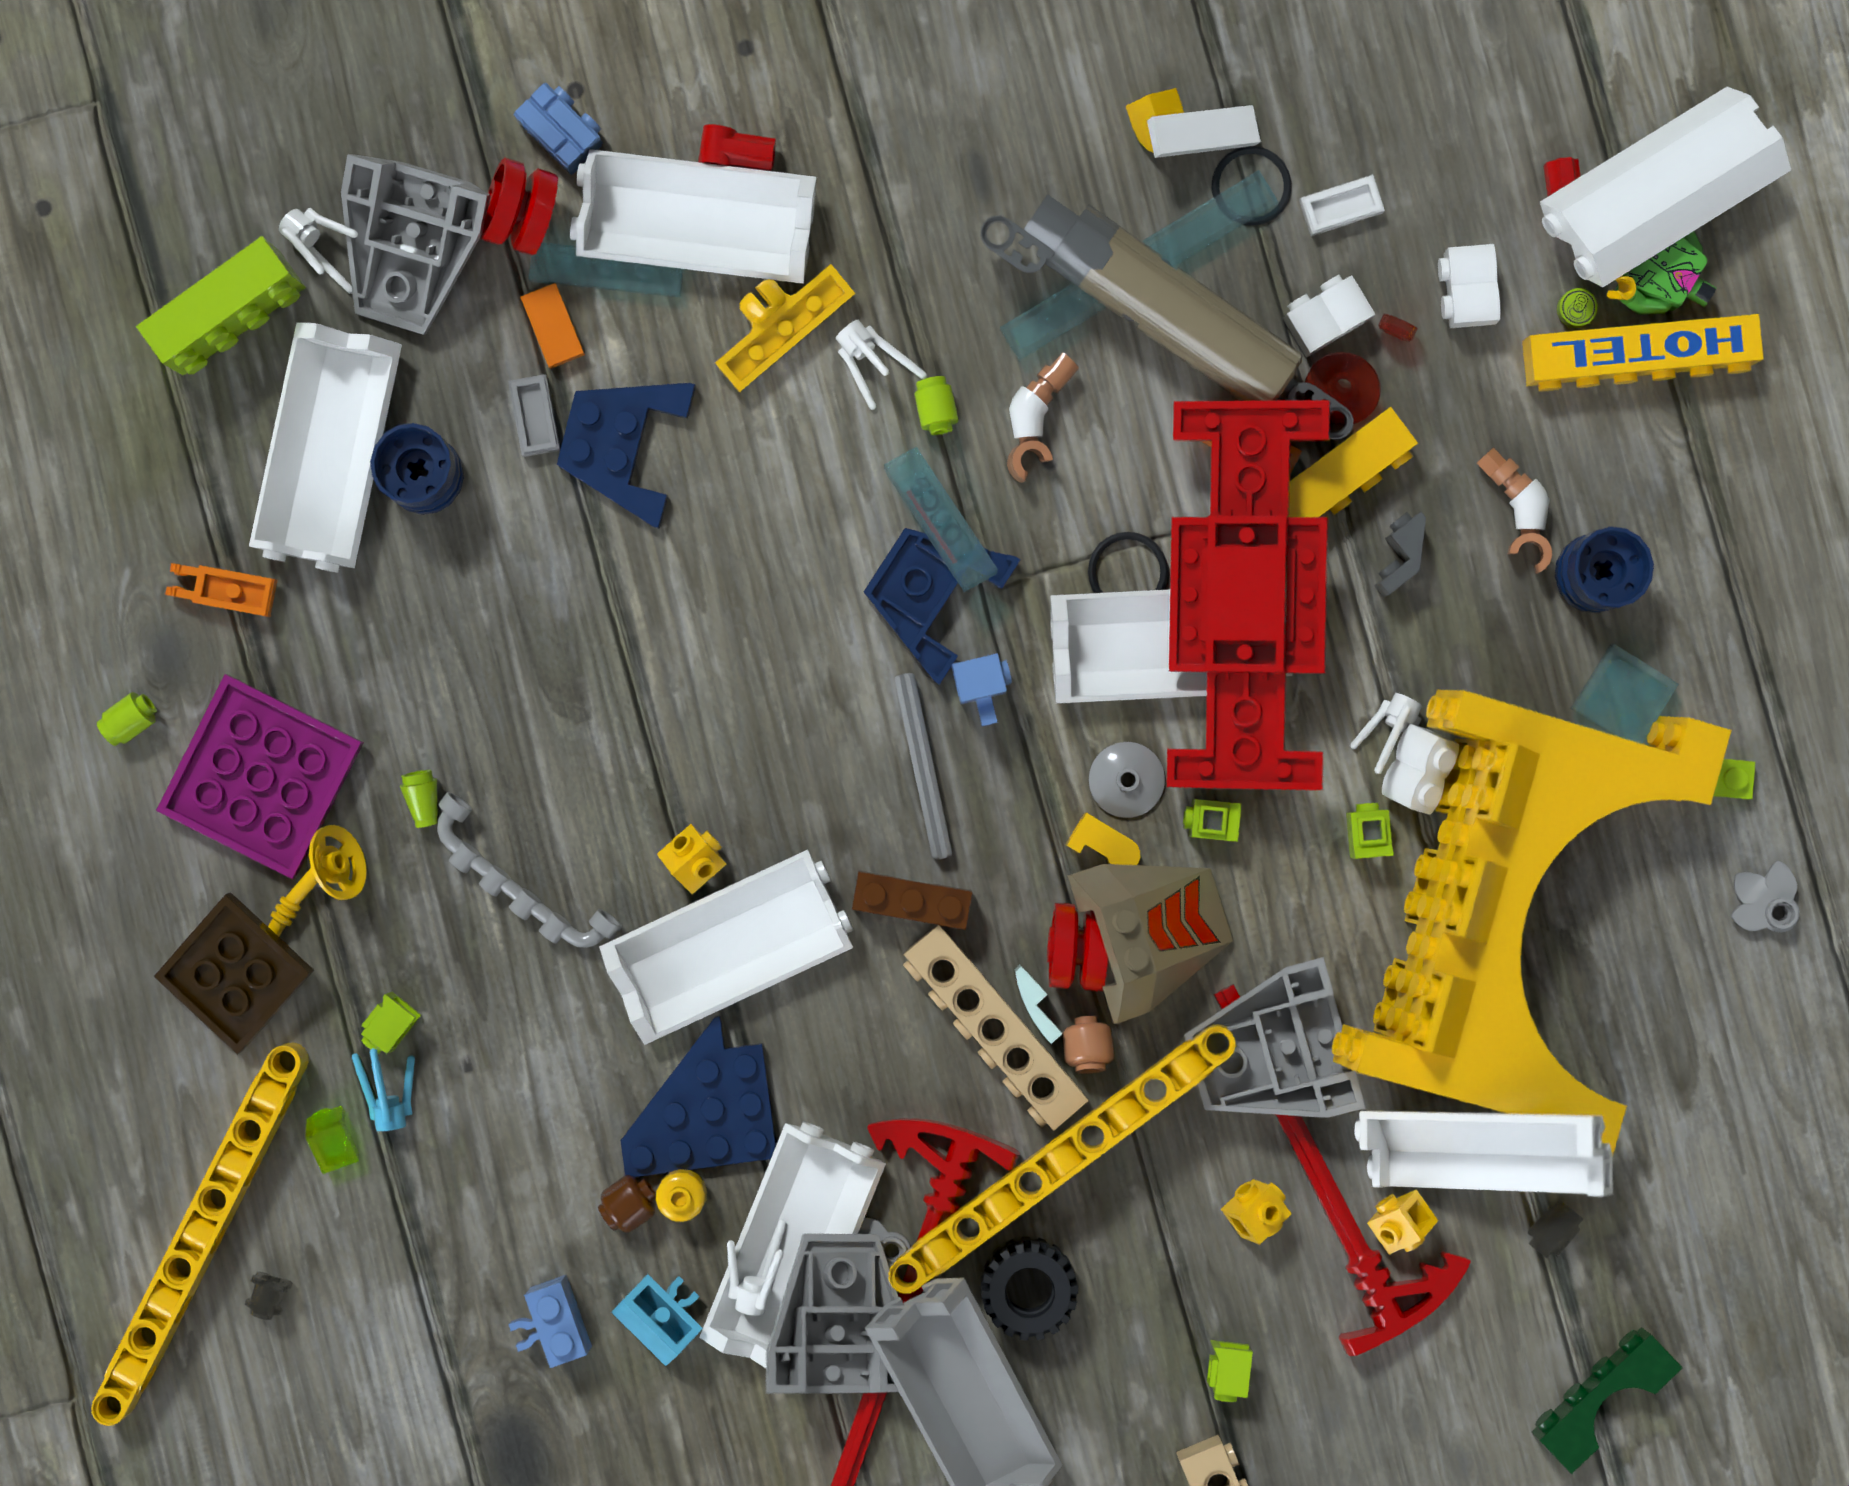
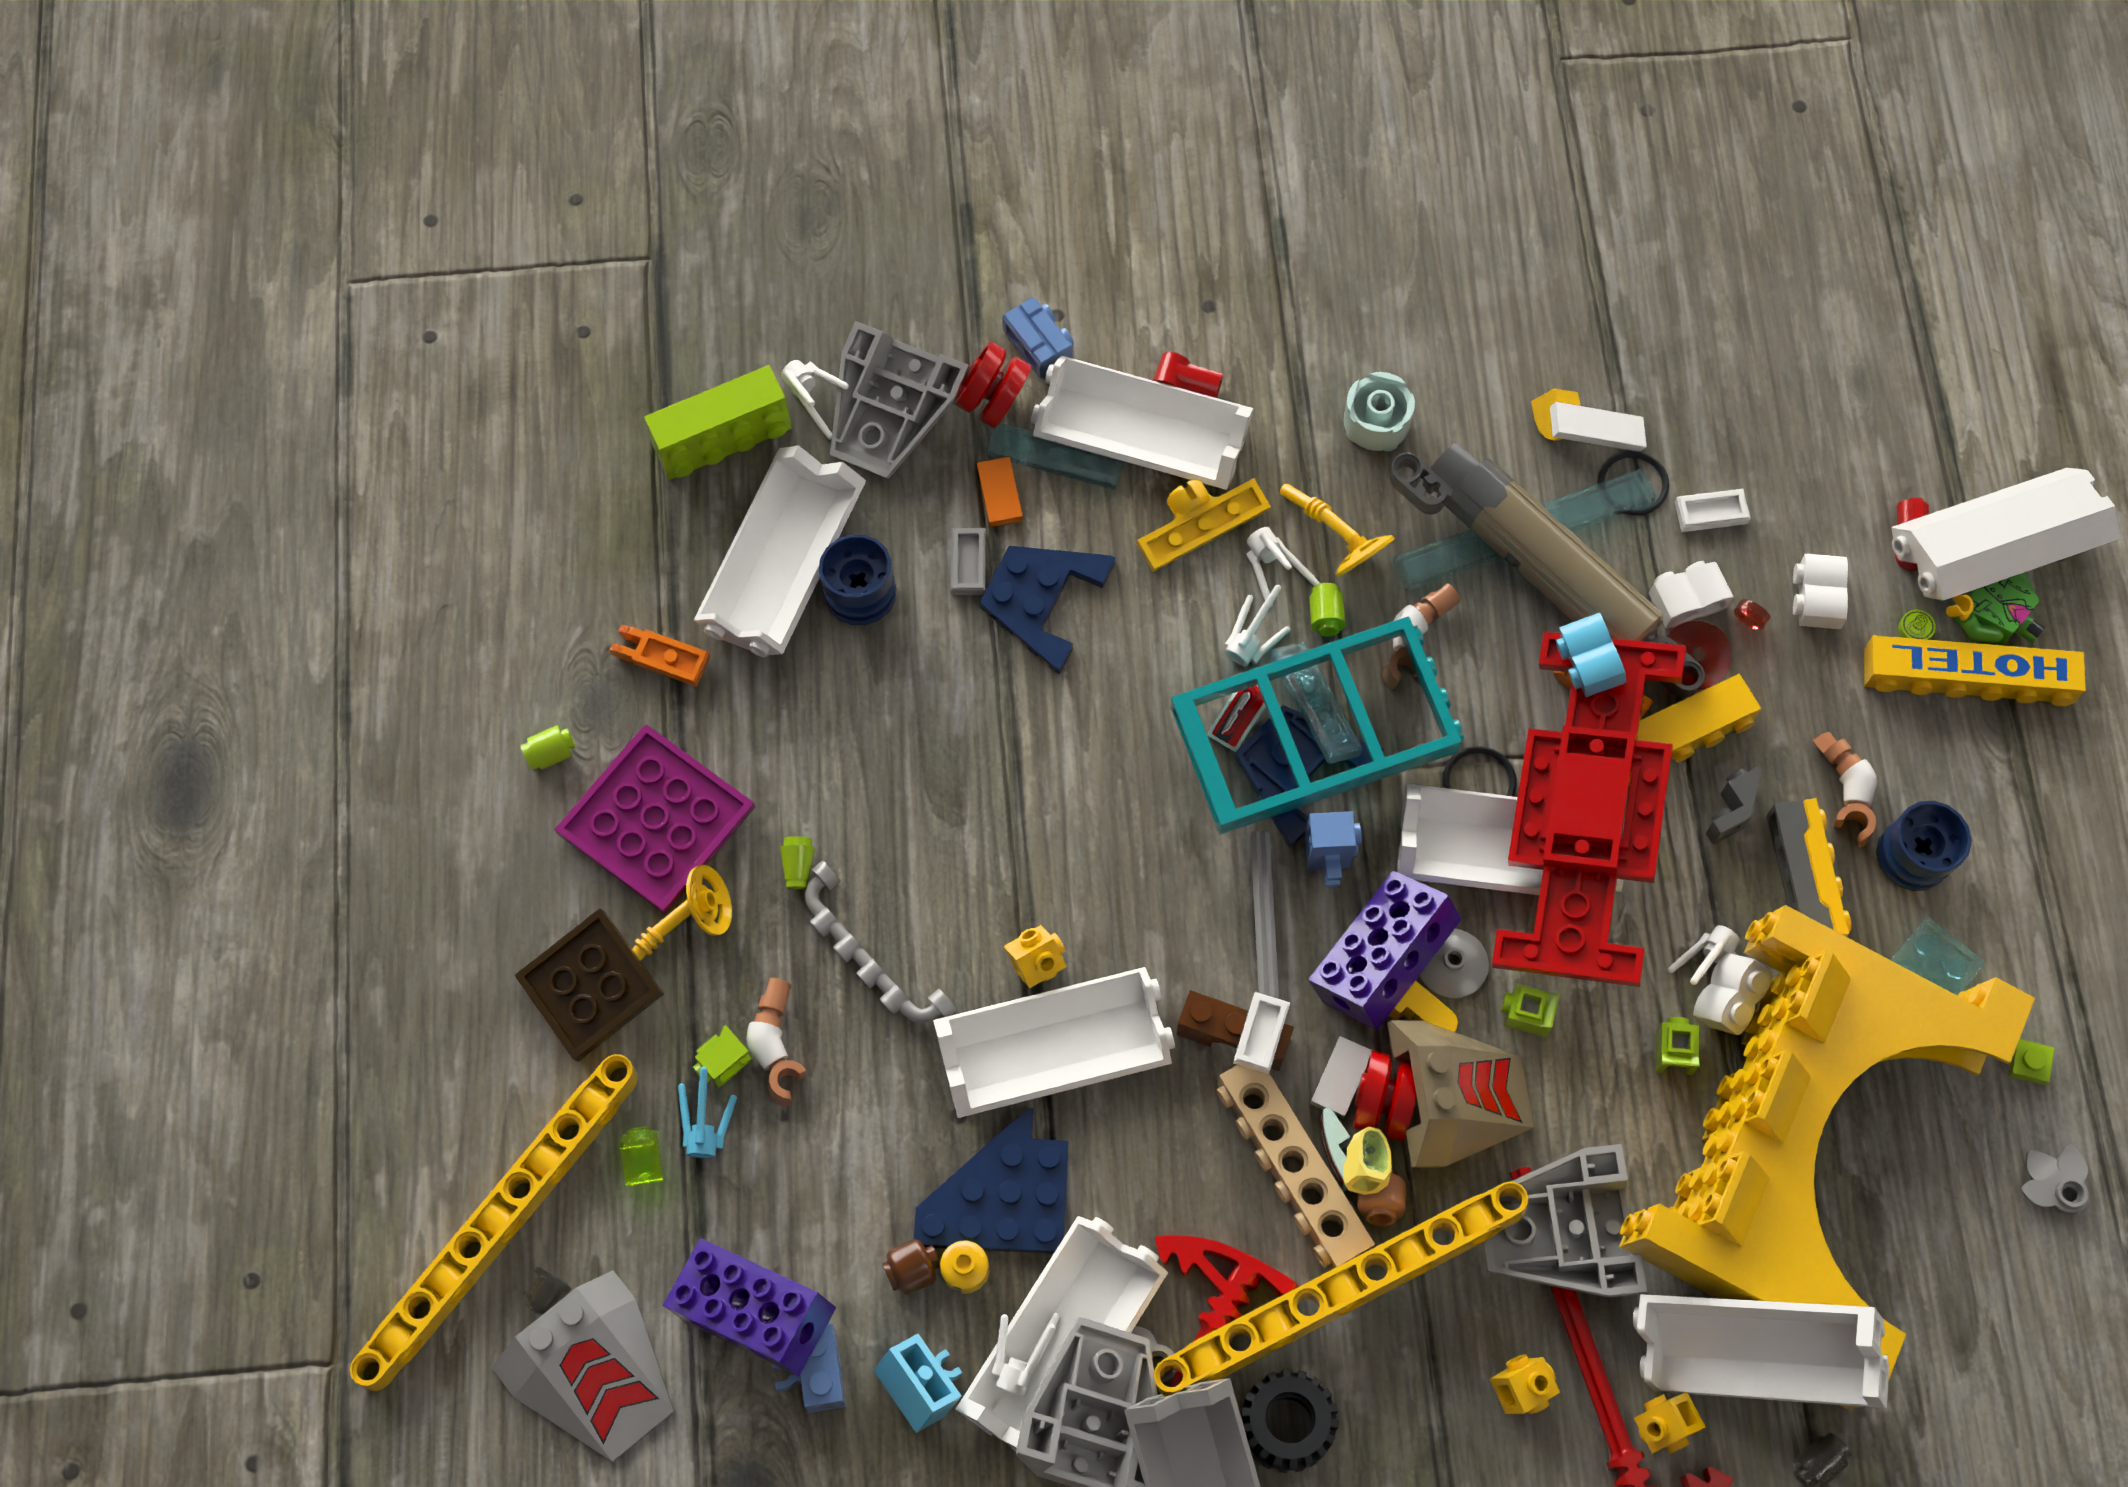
camera: 10 degrees right, 20 degrees down
(332, 1358) = (590, 1368): none -> light grey wedge
(430, 995) = (766, 1043): none -> nougat piece
(473, 1282) = (749, 1306): none -> dark purple brick
(833, 617) = (1205, 763): none -> teal window
(853, 464) = (1244, 646): none -> white plant
(862, 544) = (1238, 718): none -> slope
(937, 148) = (1378, 412): none -> light aqua brick
(939, 909) = (1261, 1033): none -> white tile
(961, 333) = (1358, 546): none -> yellow dish
(1029, 924) = (1341, 1077): none -> white tile
(1054, 788) = (1385, 949): none -> dark purple brick
(1068, 1022) = (1367, 1162): none -> light yellow rock
(1229, 429) = (1591, 655): none -> medium azure brick
(1486, 618) = (1807, 863): none -> piece

